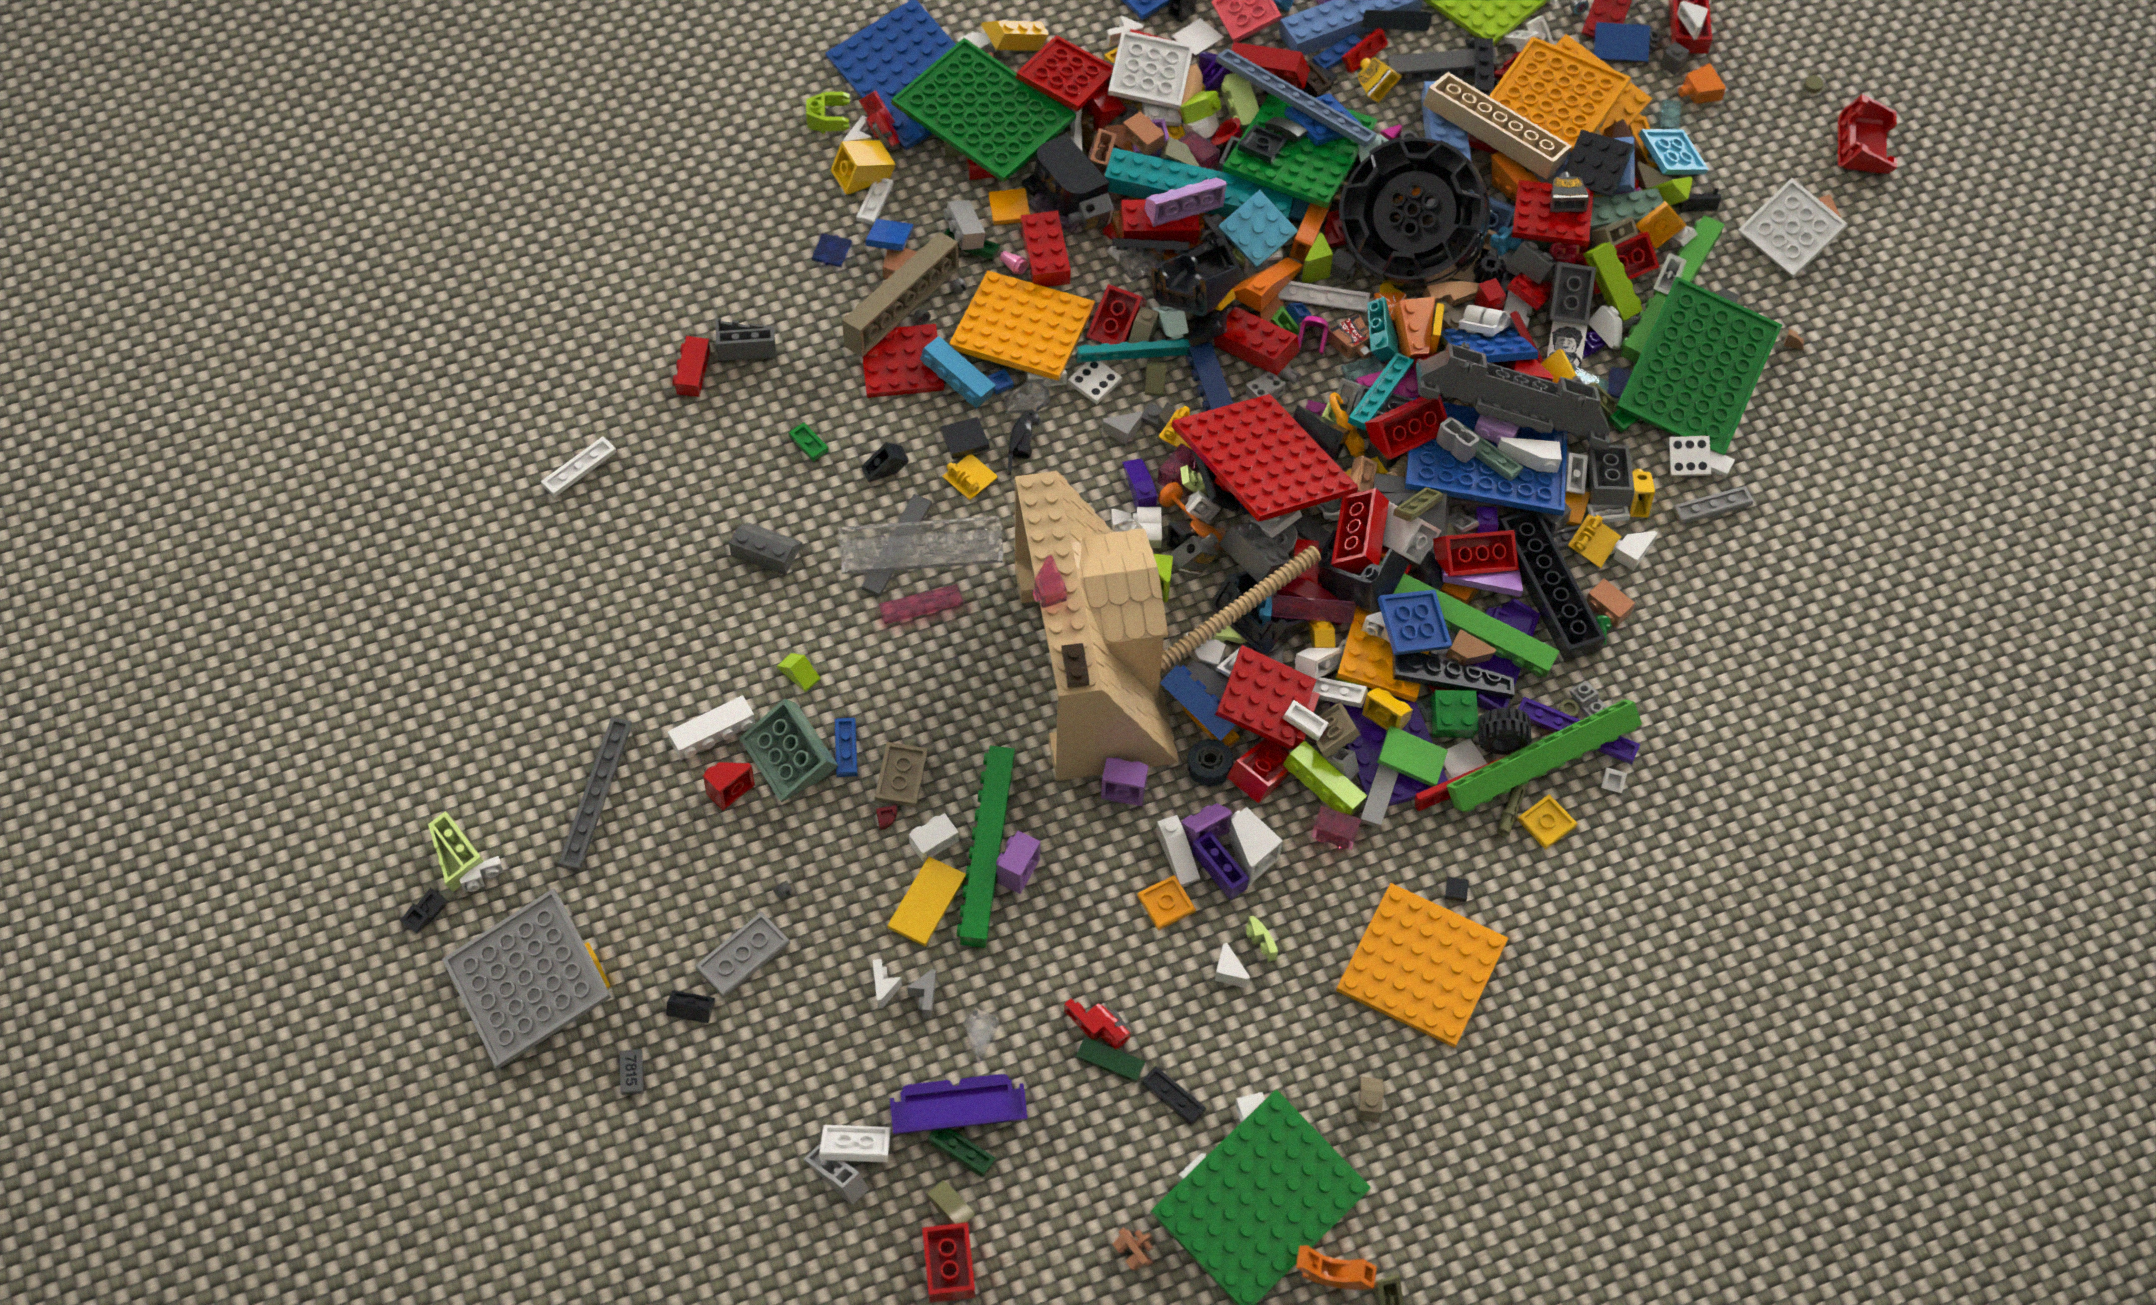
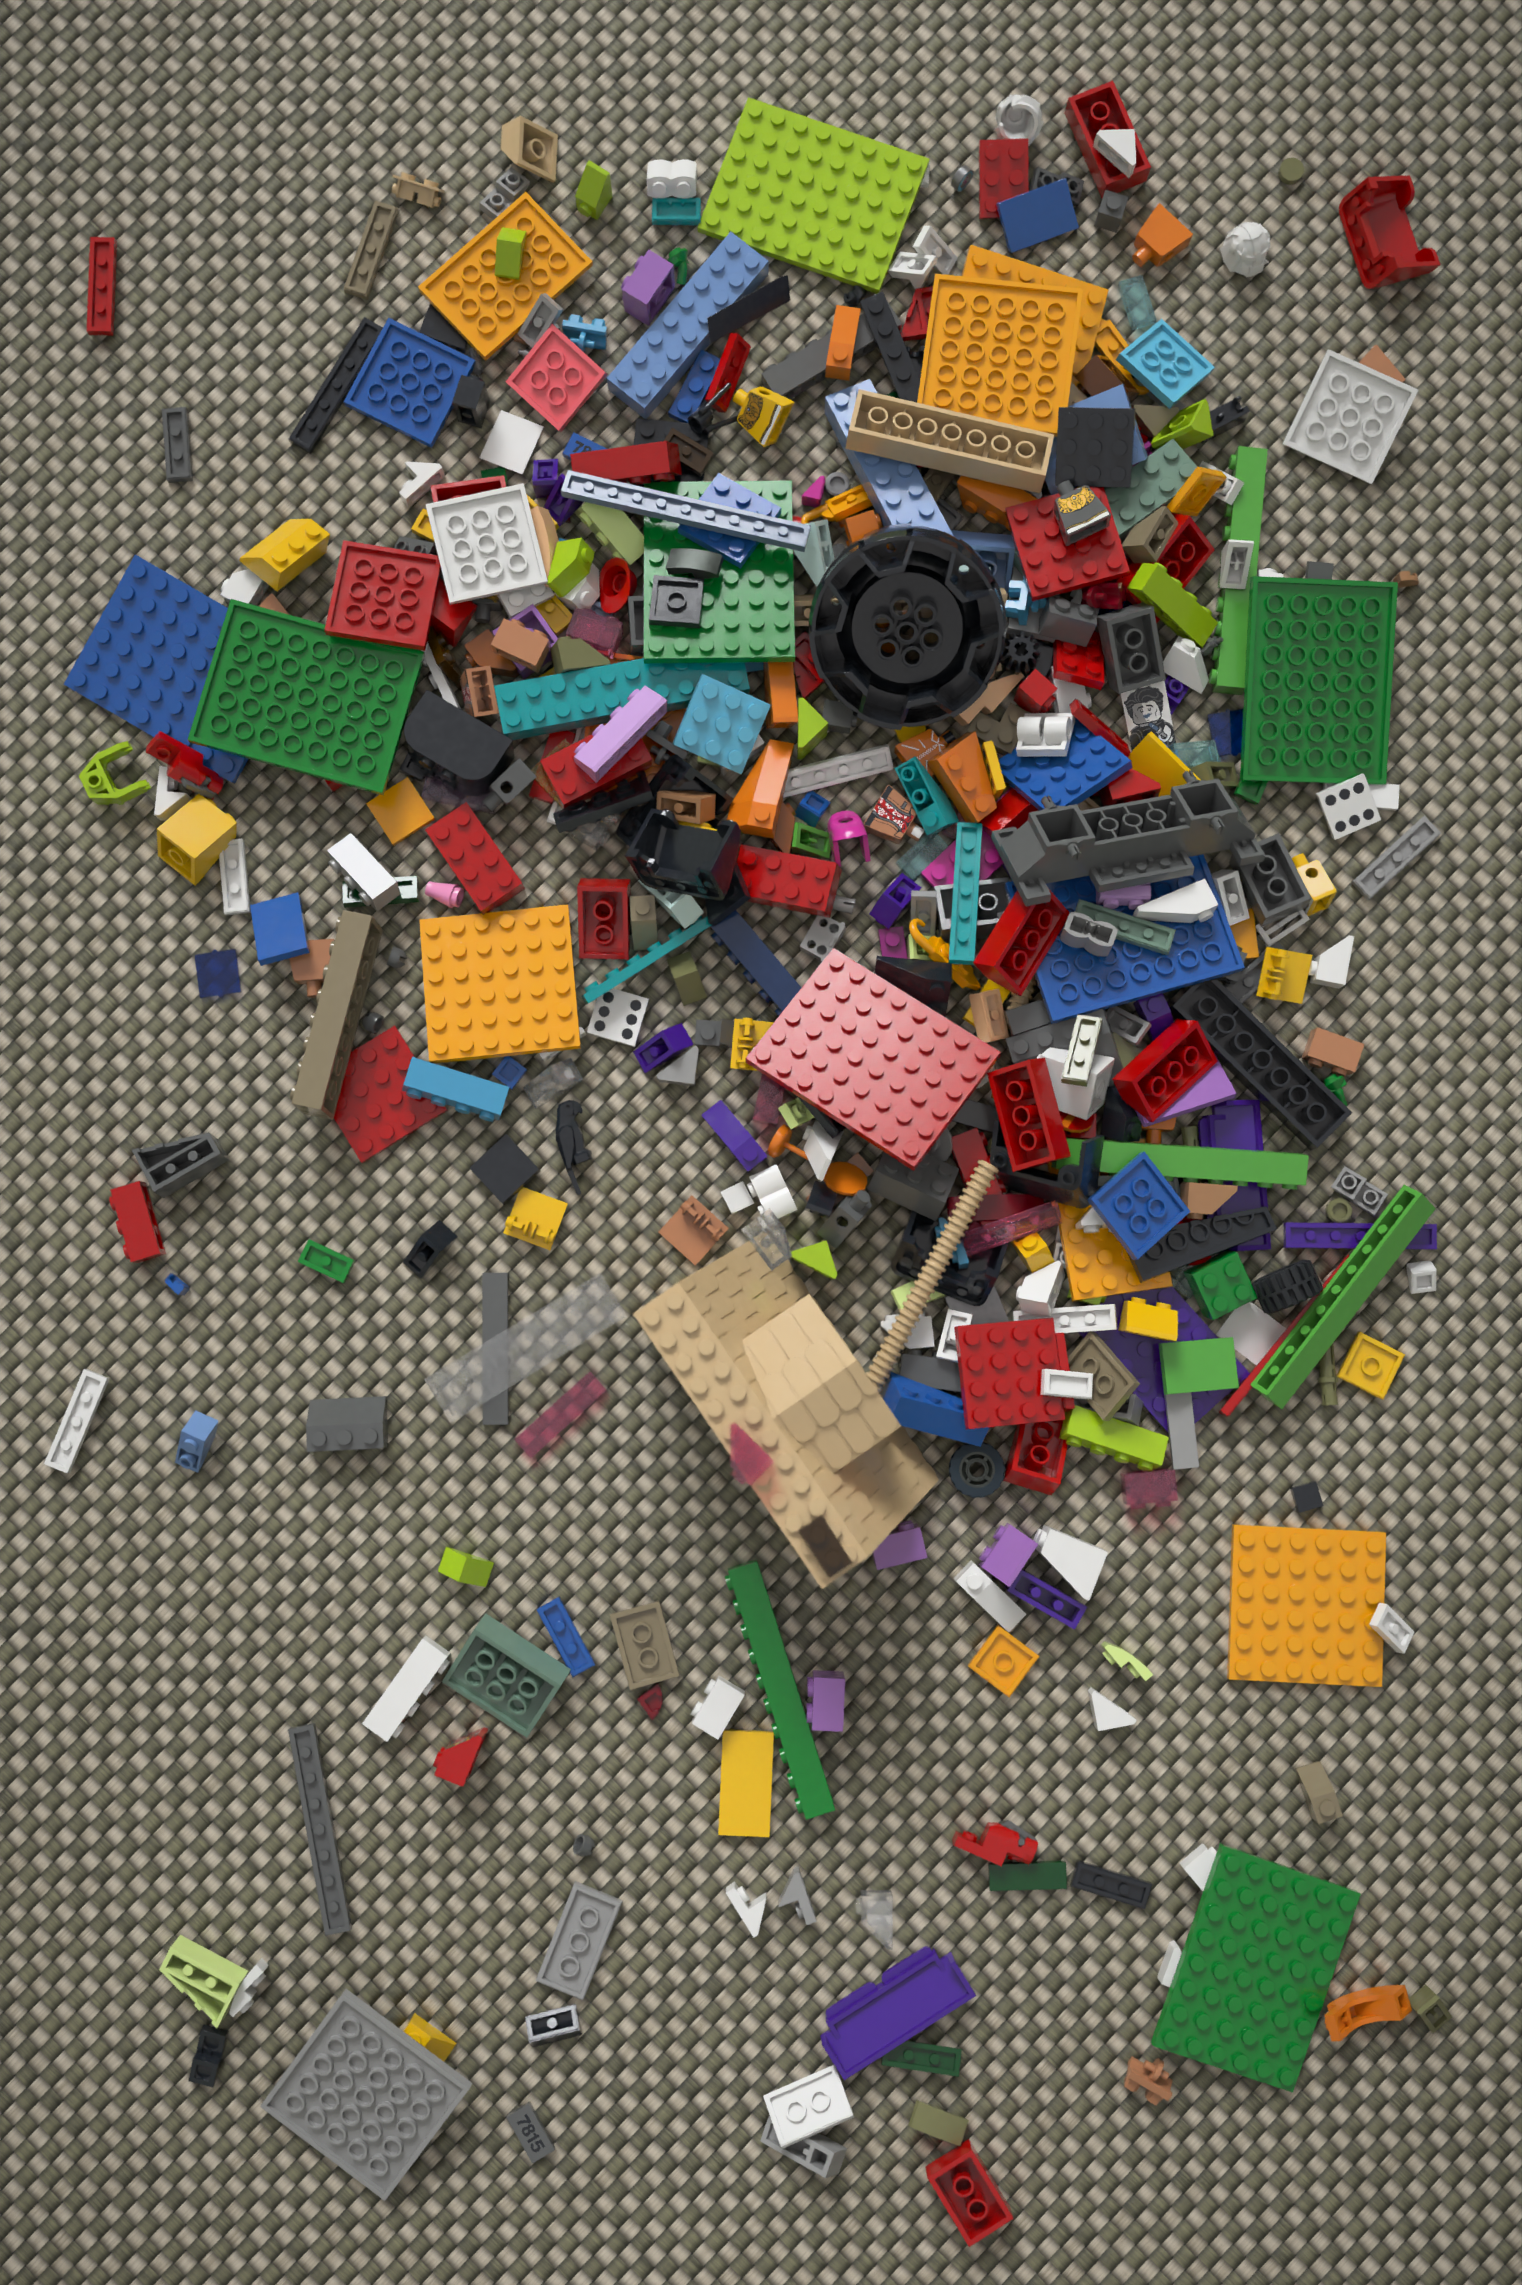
camera: 25 degrees left, 25 degrees up
(653, 511) = (196, 1441): none -> medium blue slope
(697, 415) = (176, 1284): none -> blue tile
(1115, 405) = (663, 1047): none -> dark purple slope
(1209, 263) = (688, 805): none -> medium nougat slope
(1323, 385) = (894, 901): none -> dark purple slope
(1334, 65) = (702, 418): none -> black plant
(1450, 56) = (842, 342): none -> orange slope
(1482, 1001) = (1391, 1628): none -> white plate
(1760, 111) = (1246, 249): none -> white helmet

